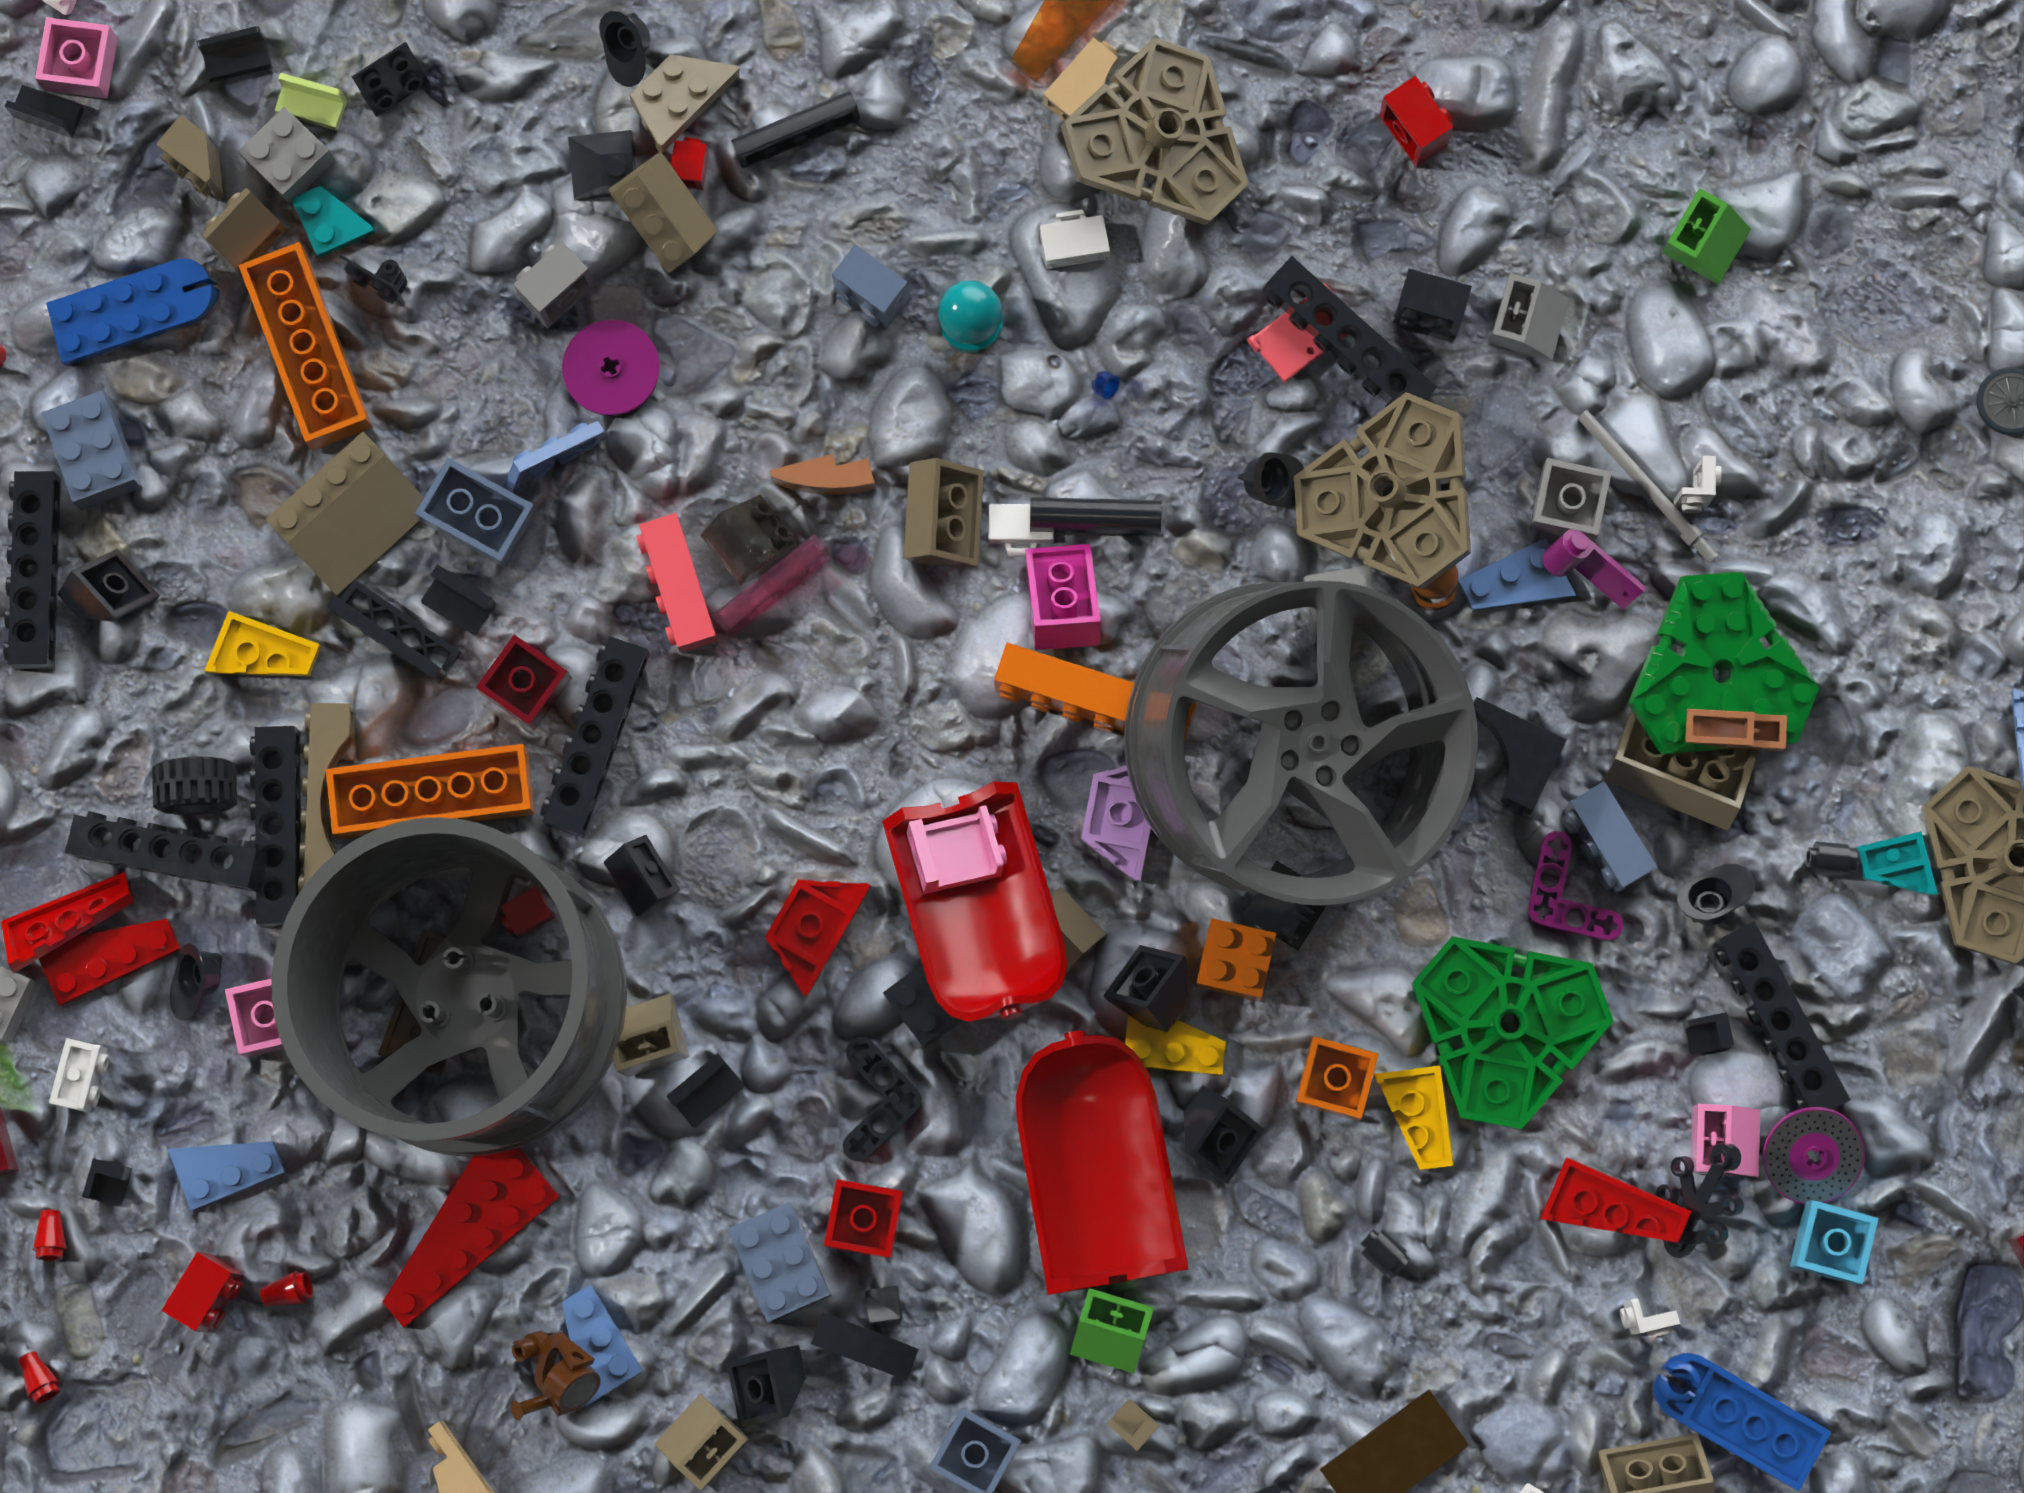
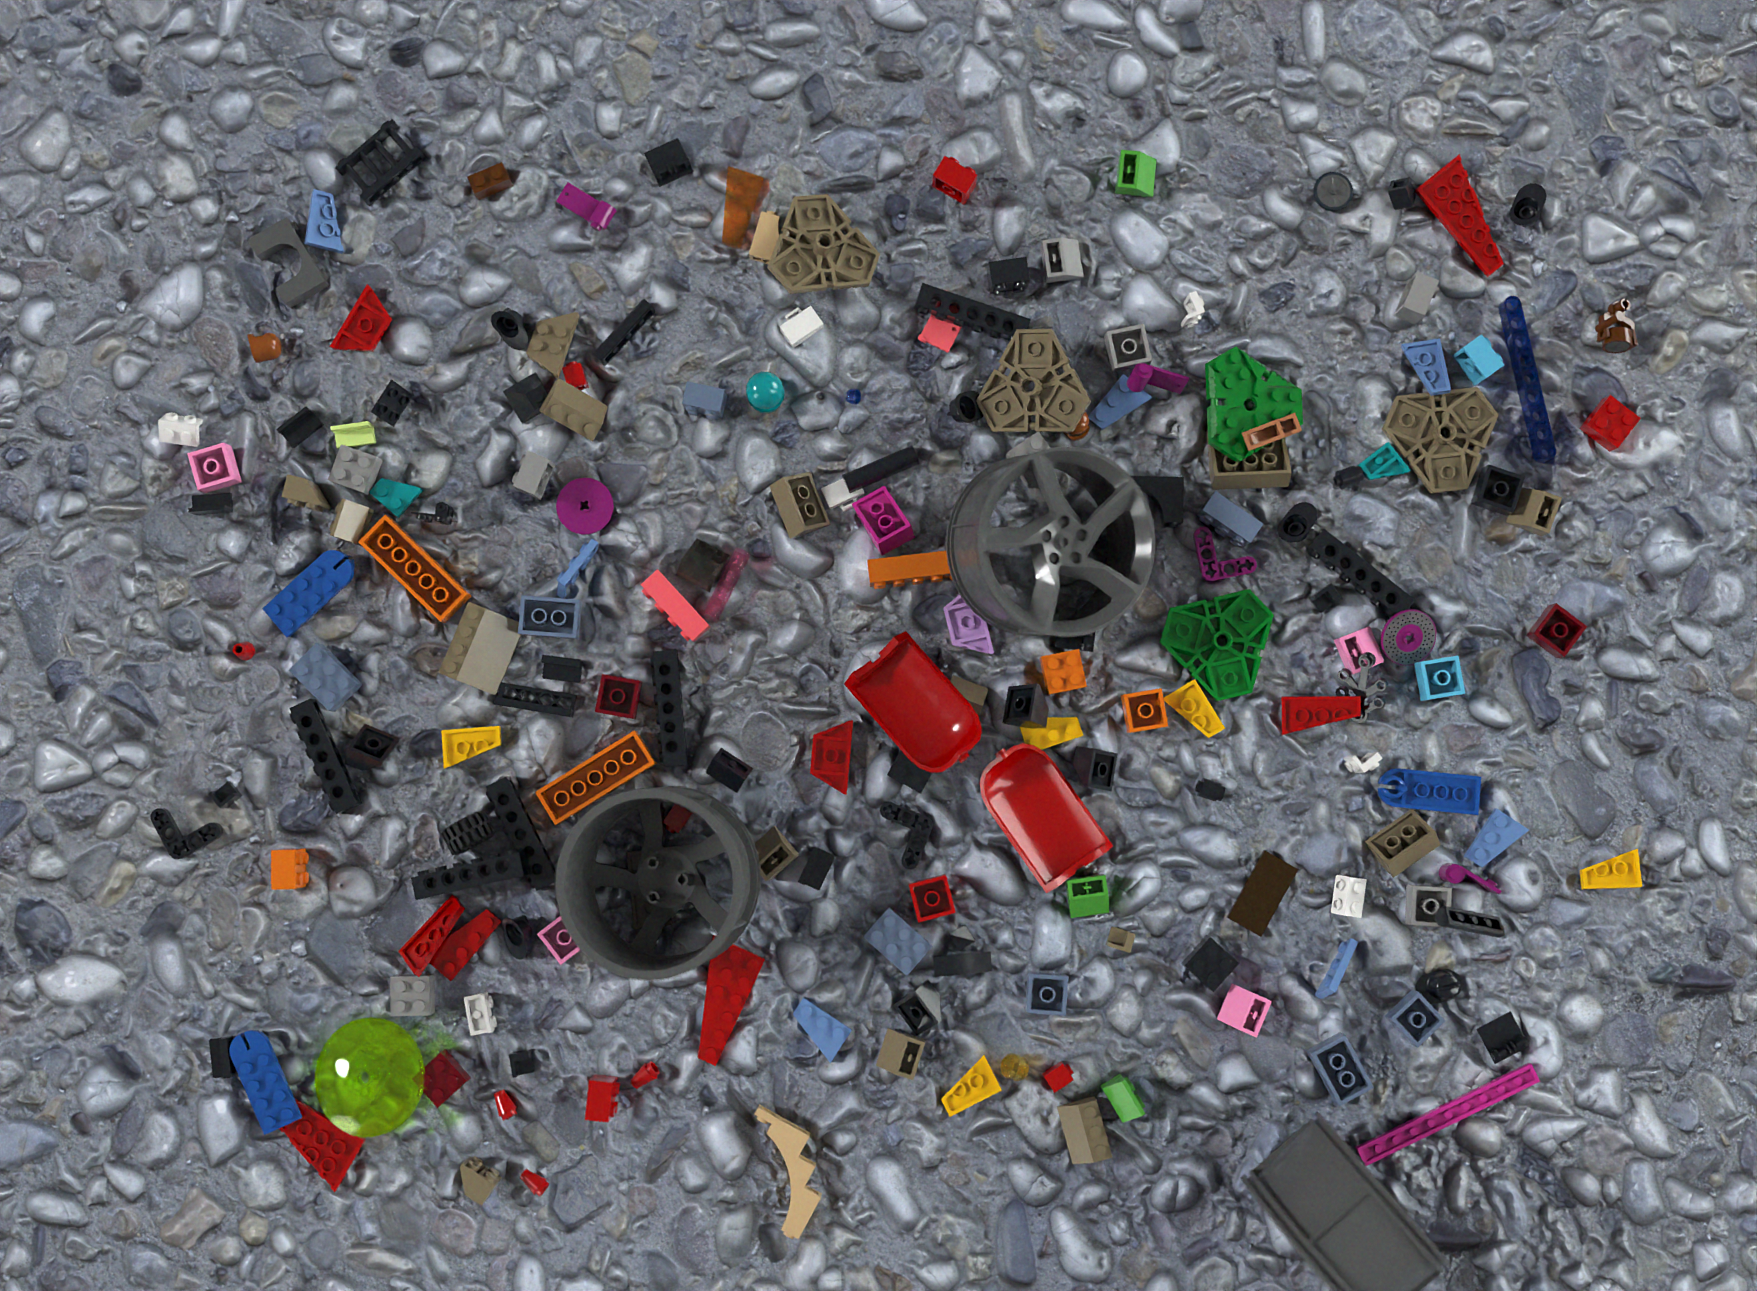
camera: 30 degrees left, 5 degrees up
(224, 1170) = (581, 1027): medium blue wing -> none
(329, 738) = (528, 771): dark tan arch -> none
(566, 1384) = (815, 1059): reddish brown piece -> none
(824, 477) = (728, 513): nougat slope -> none
(956, 851) = (891, 682): bright pink panel -> none
(1690, 533) = (1197, 337): light grey bar -> none

